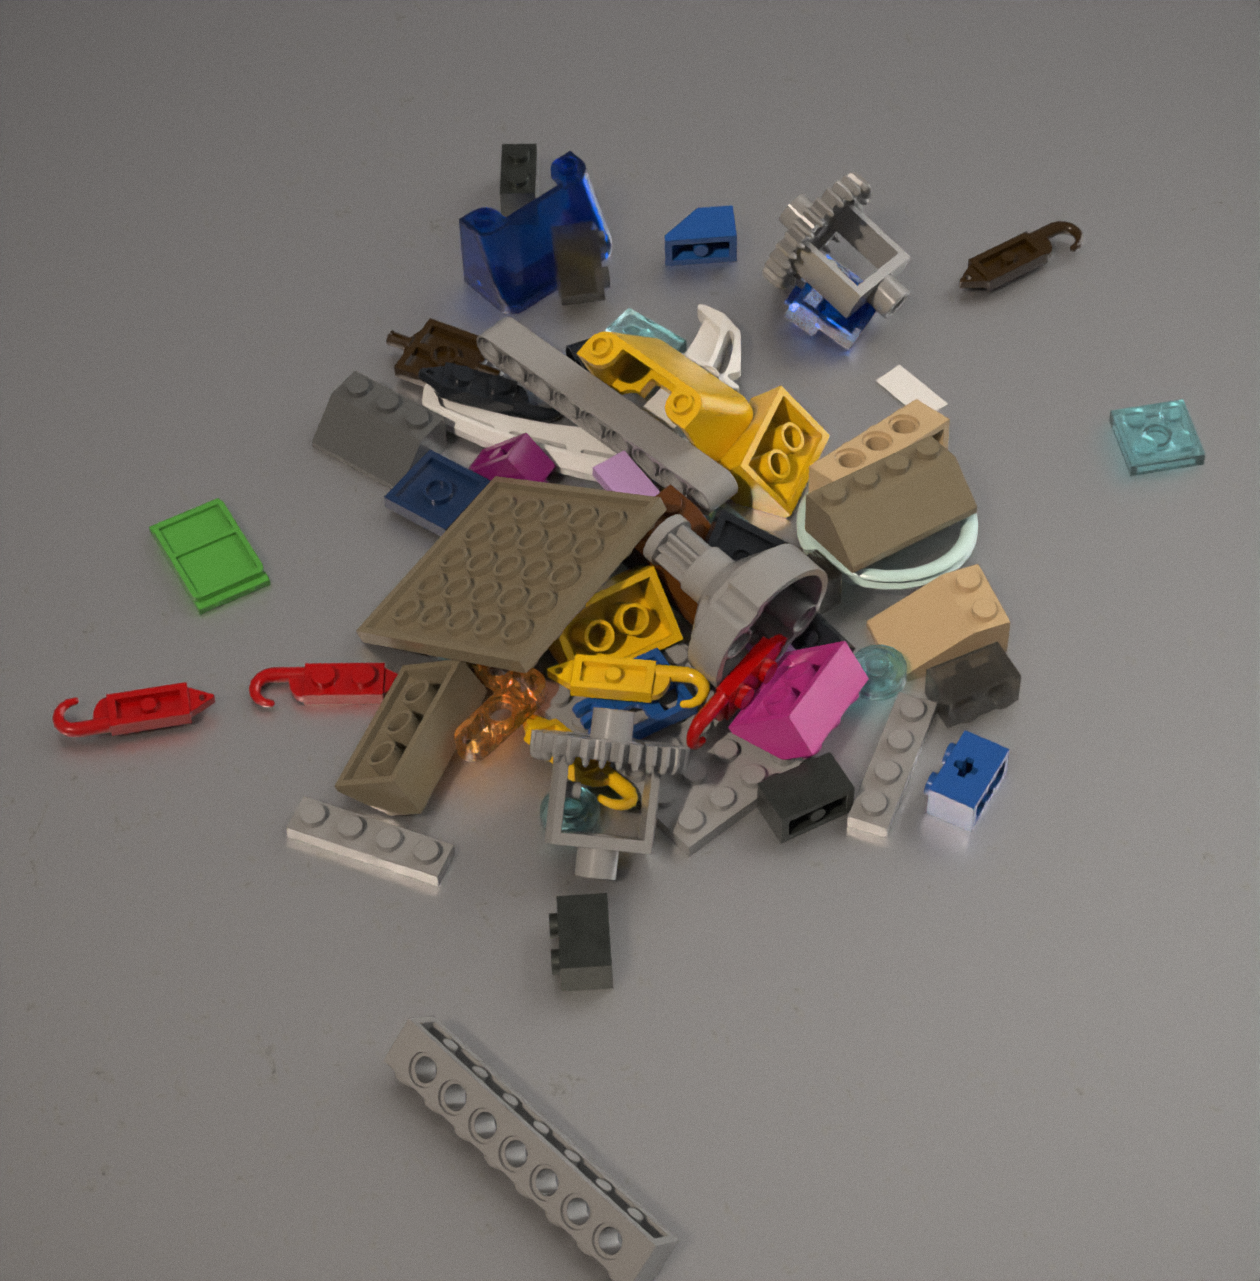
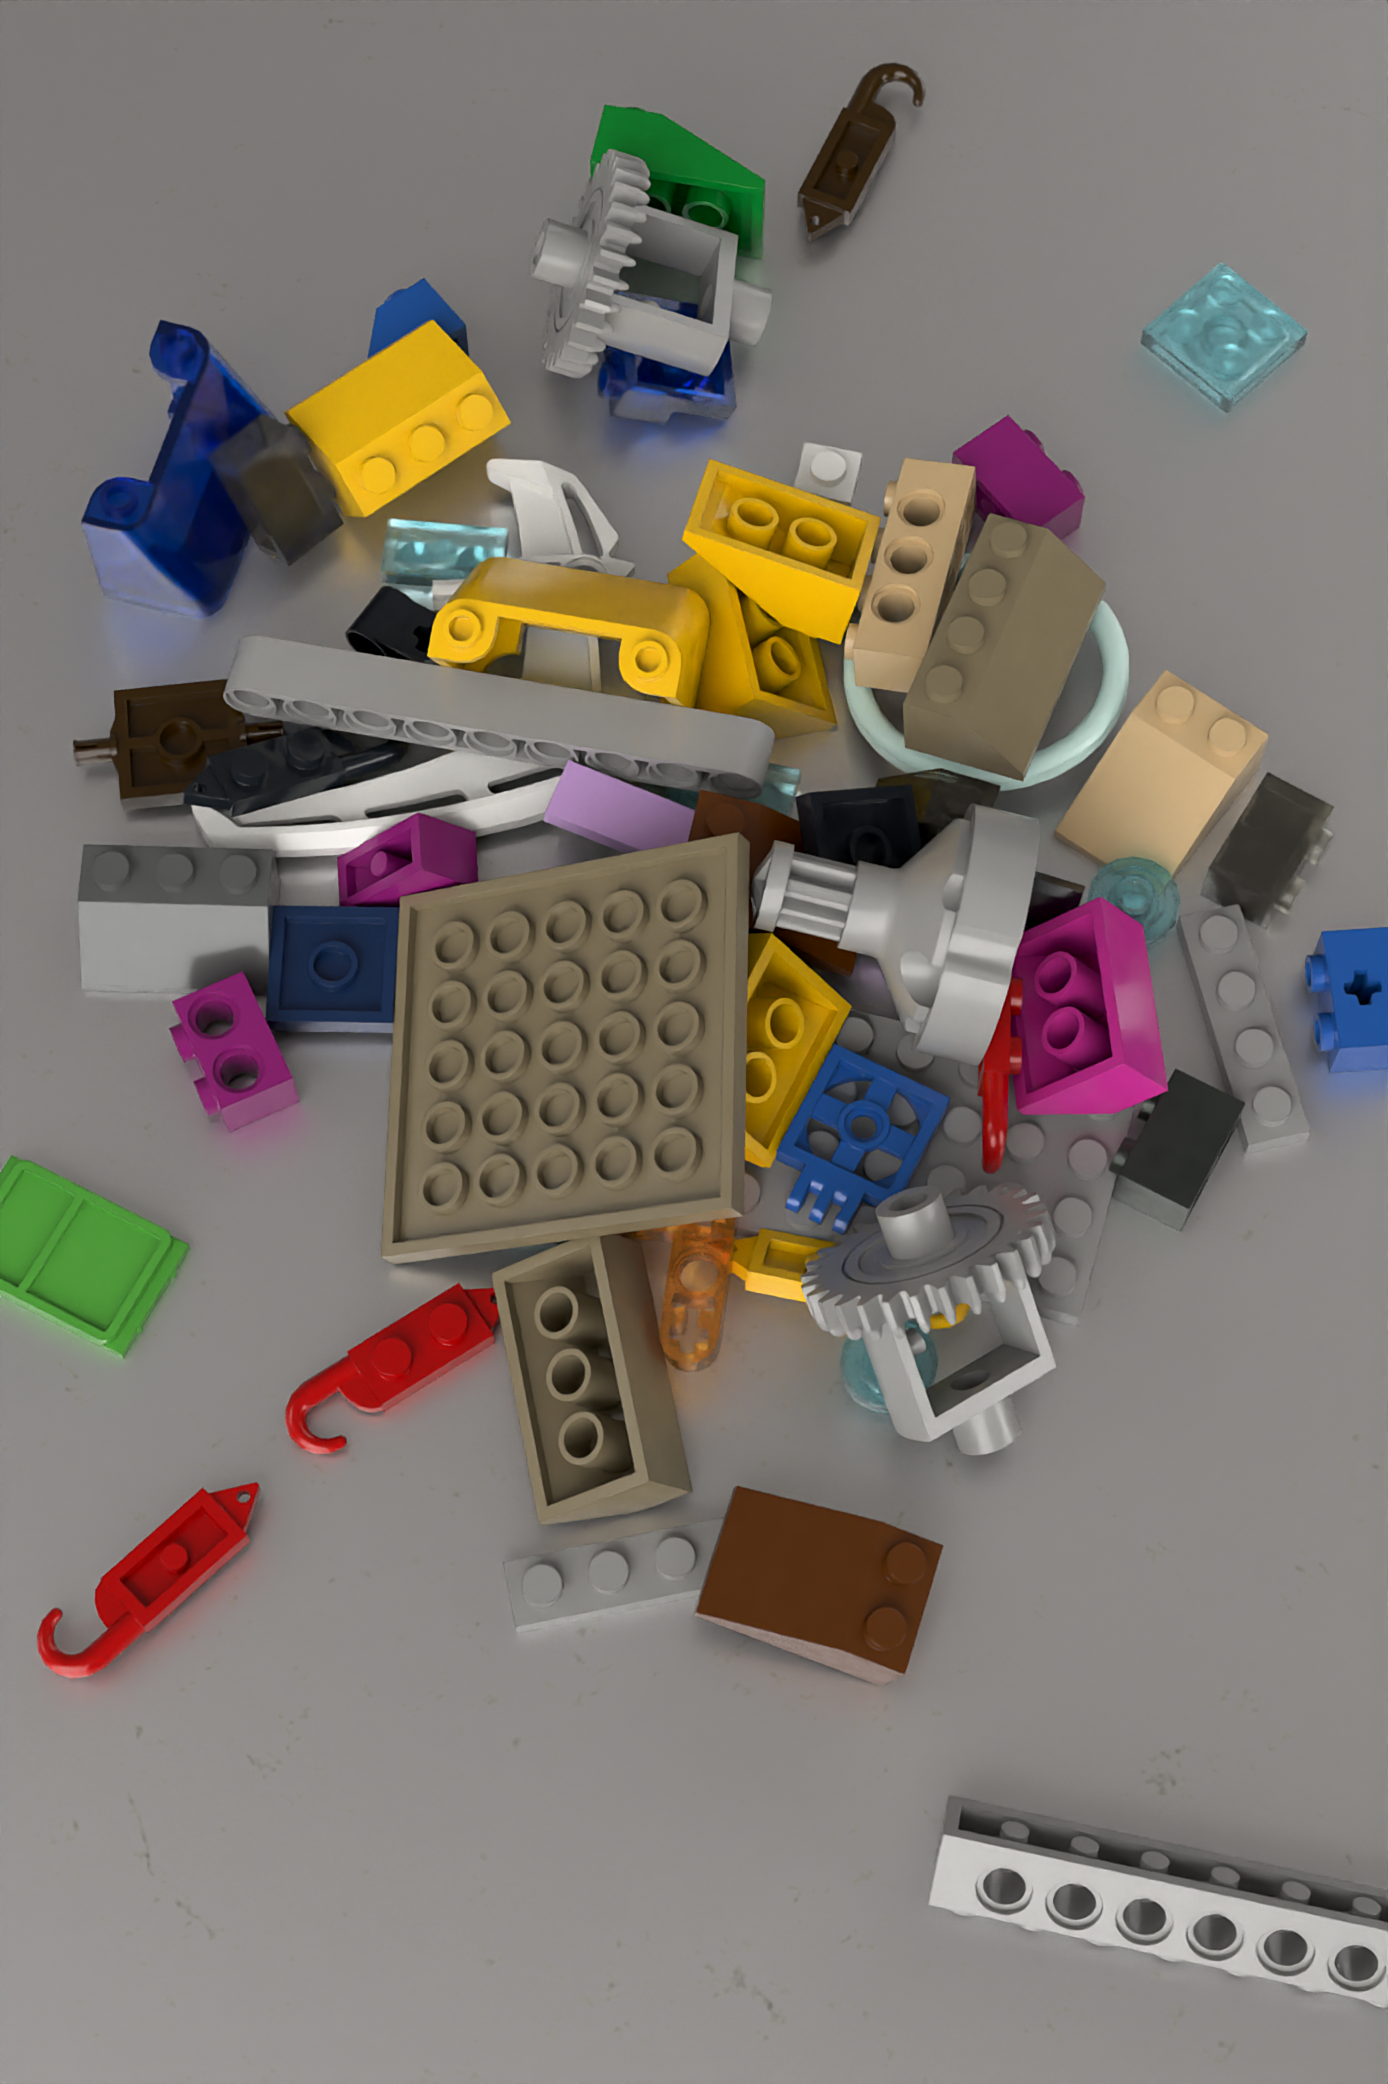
camera: 35 degrees left, 15 degrees up
(357, 504) = (242, 1049): none -> magenta brick
(449, 888) = (819, 1583): none -> reddish brown slope
(518, 176) = (80, 398): pearl dark grey brick -> none
(583, 942) = (1050, 1549): pearl dark grey brick -> none
(626, 679) = (845, 1122): yellow plate -> none
(666, 261) = (397, 418): none -> yellow slope
(812, 404) = (783, 547): none -> yellow slope
(878, 400) = (829, 472): none -> white plate
(903, 218) = (687, 174): none -> green slope
(908, 388) = (881, 443): white sticker -> none
(977, 447) = (1021, 480): none -> magenta brick

